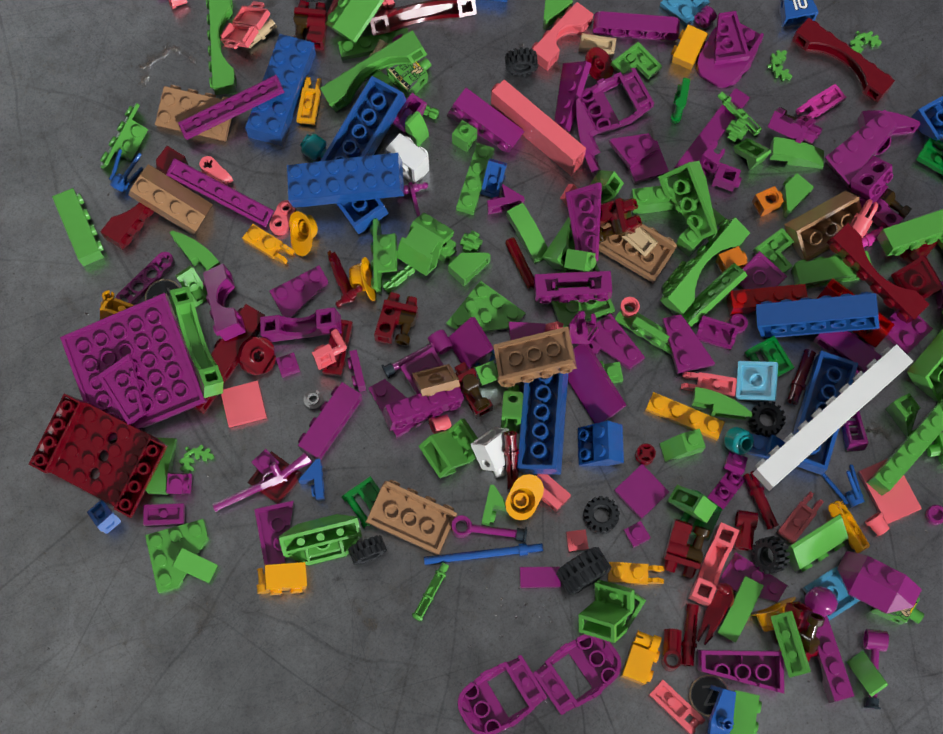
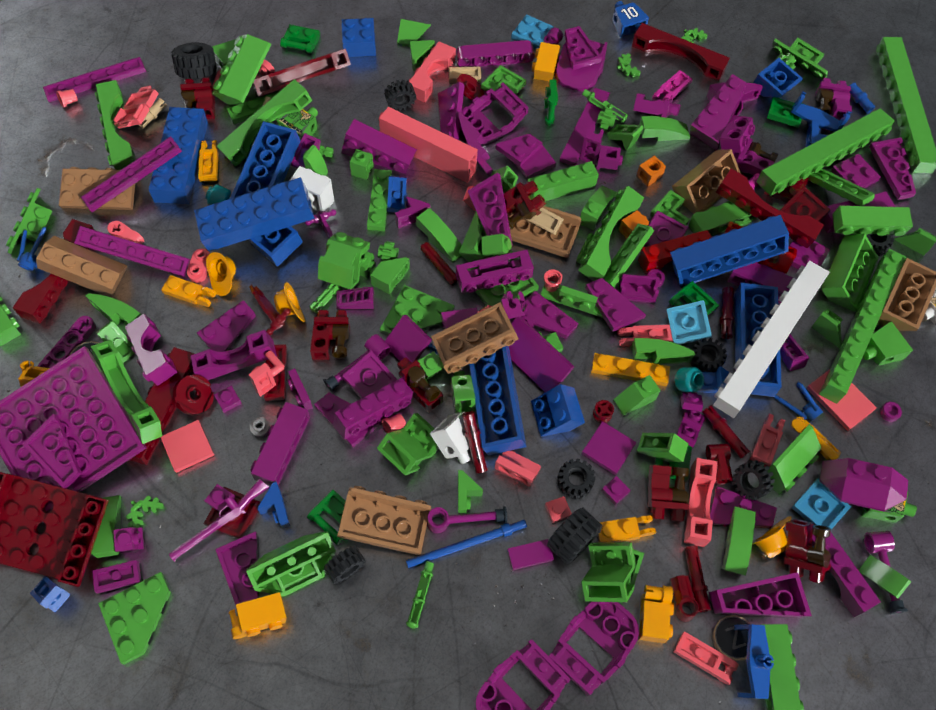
camera: 15 degrees left, 10 degrees down
(194, 565) = (158, 623): bright green tile -> none
(384, 254) = (306, 278): bright green bracket -> none
(429, 292) = (358, 292): none -> magenta slope
(436, 380) = (381, 379): medium nougat plate -> none
(524, 497) = (496, 475): light orange piece -> none
(690, 194) = (583, 172): bright green wedge -> none
(716, 610) = (717, 547): dark red piece -> none
(790, 644) = (804, 562): bright green plate -> none
(795, 191) = (673, 159): bright green slope -> none
(821, 600) = (817, 512): magenta hair -> none
(861, 222) = (742, 162): coral arm -> none
(877, 523) = (841, 430): coral piece -> none

